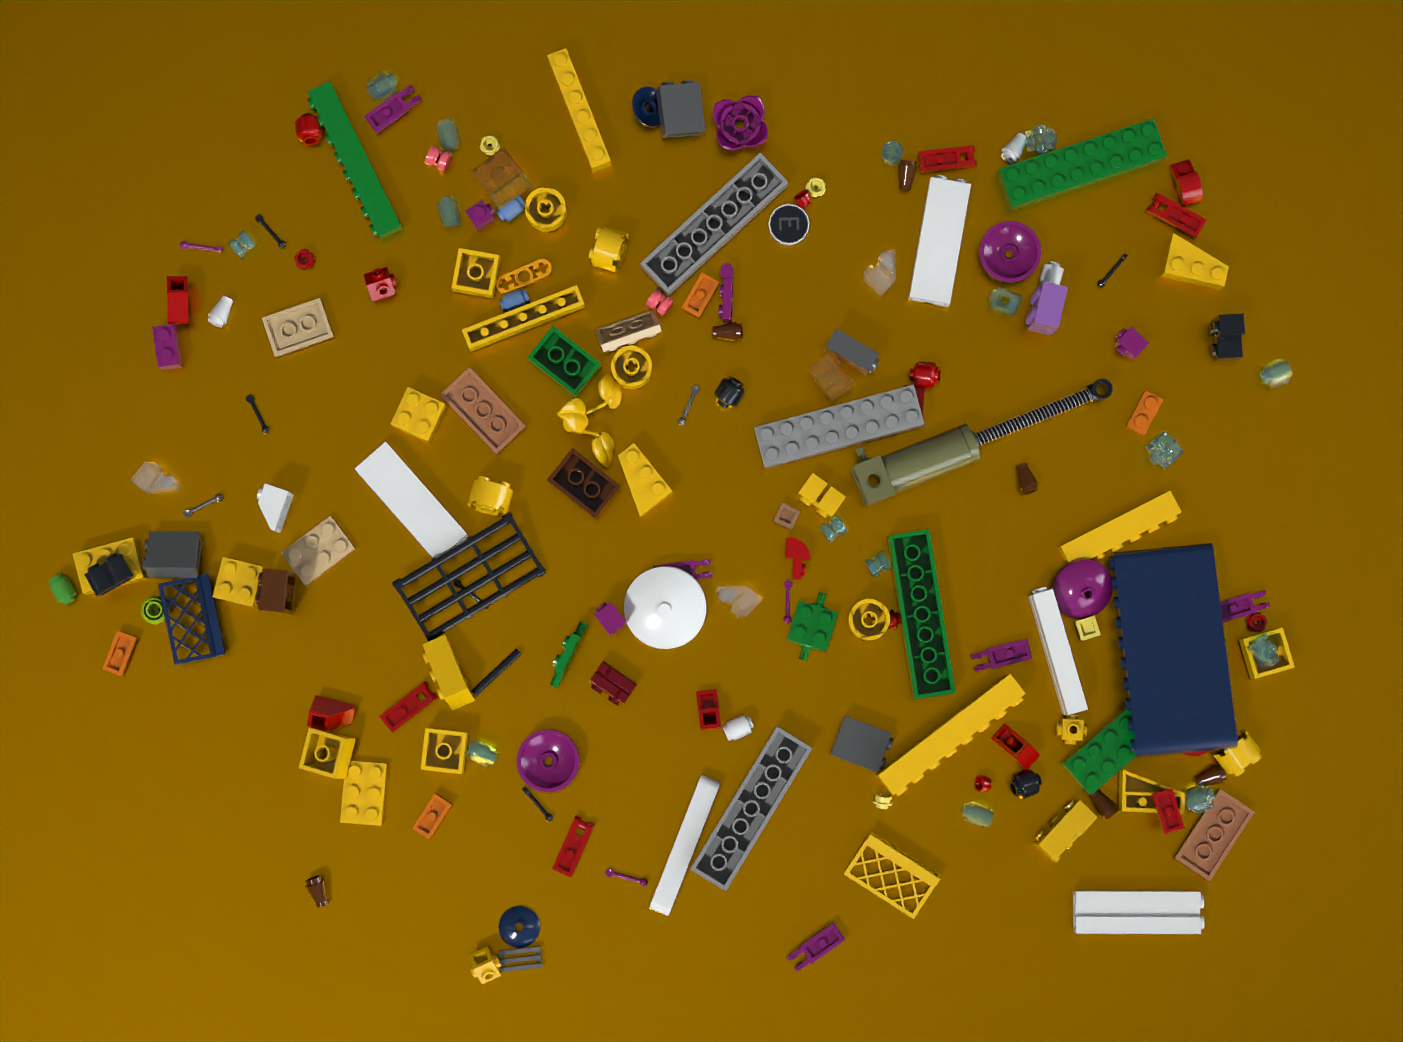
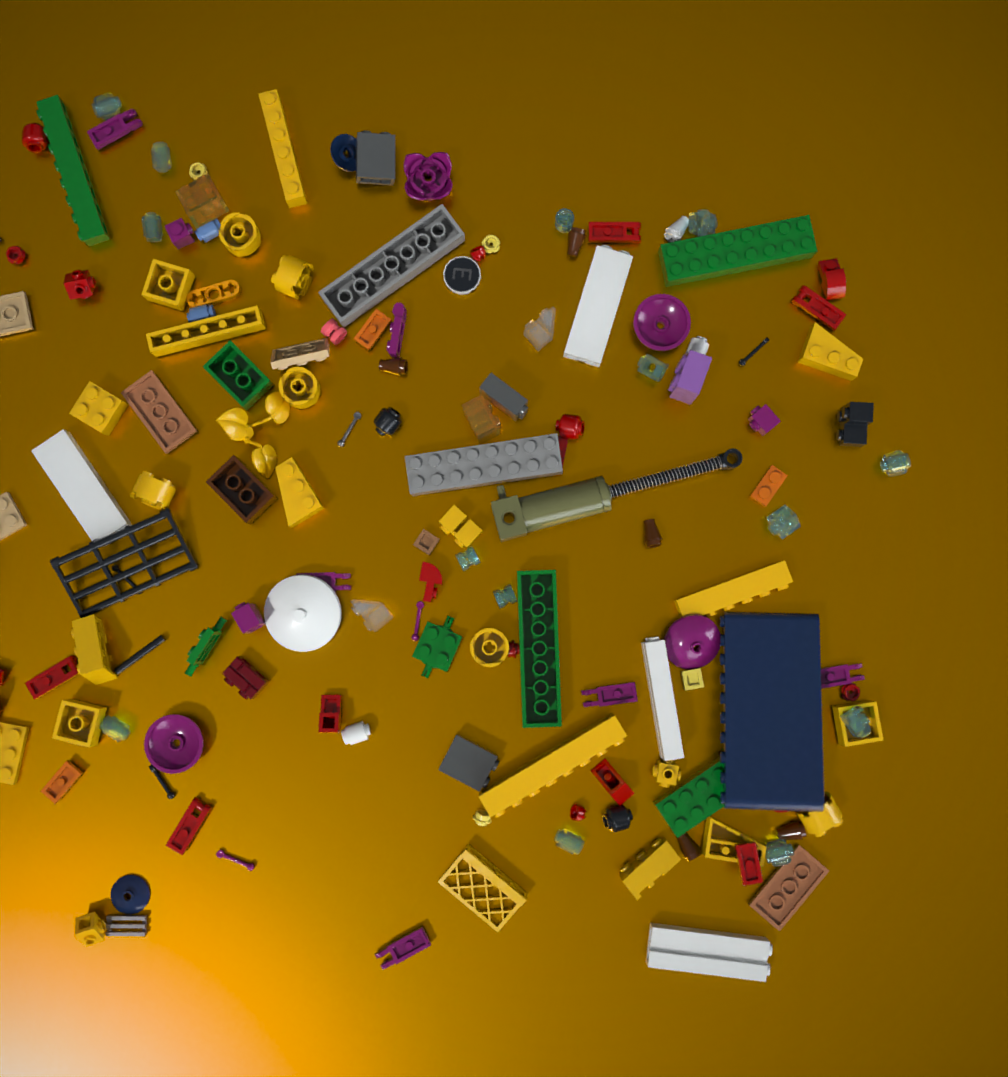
camera: 10 degrees right, 0 degrees up
(438, 158) = (150, 178): coral wheel -> none
(684, 845) = (292, 837): white beam -> none
(751, 808) = (357, 811): light grey brick -> none

